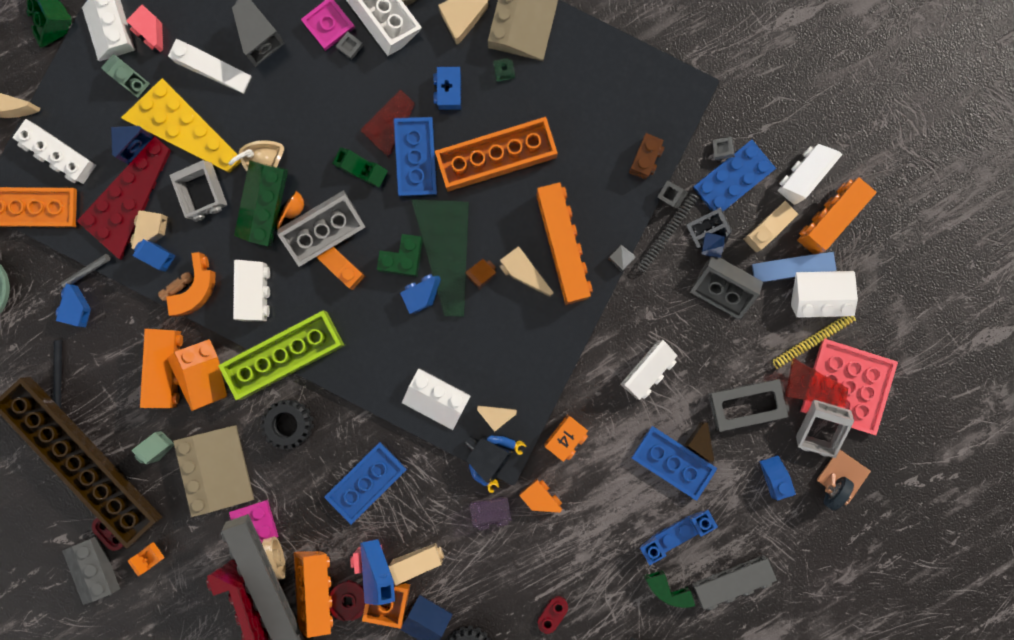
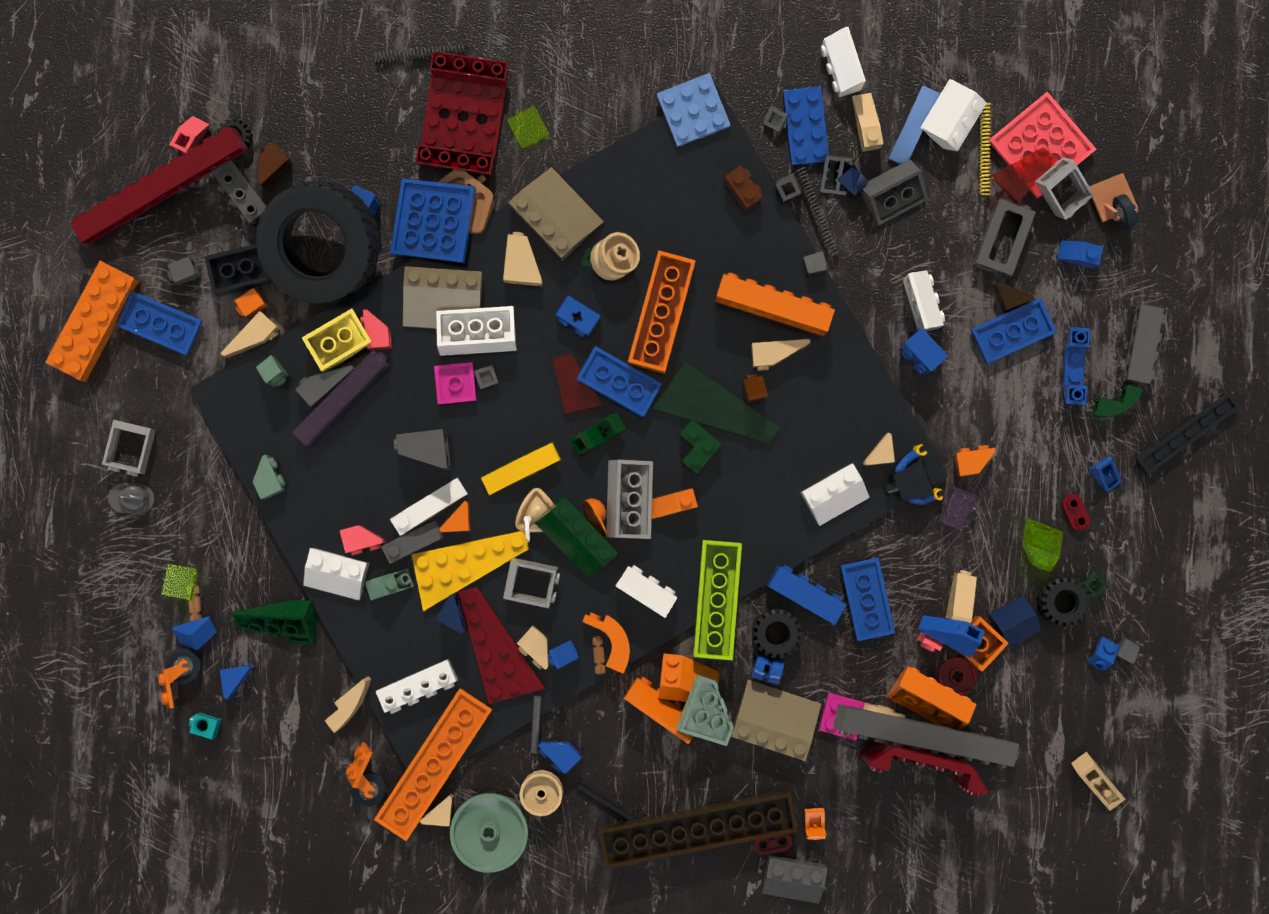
camera: 55 degrees left, 0 degrees up
(29, 311) = (546, 803): none -> tan wheel
(153, 448) = (726, 759): sand green slope -> none
(171, 71) = (412, 542): none -> dark grey slope
(175, 406) = (706, 713): none -> sand green plate
(214, 98) = (459, 520): none -> orange slope
(252, 443) = (774, 670): none -> blue wheel
(290, 122) = (520, 468): none -> yellow slope
(335, 428) = (805, 594): none -> blue brick
(421, 295) = (740, 452): blue slope -> none
(506, 603) = (1042, 544): none -> clear neon green slope
(518, 84) = (615, 256): none -> tan wheel
(566, 438) = (937, 406): orange brick -> none
(602, 620) = (1106, 473): none -> blue slope
(605, 396) = (923, 352): none -> blue brick
(685, 74) = (693, 110): none -> medium blue plate
(836, 216) = (894, 63): orange brick -> none

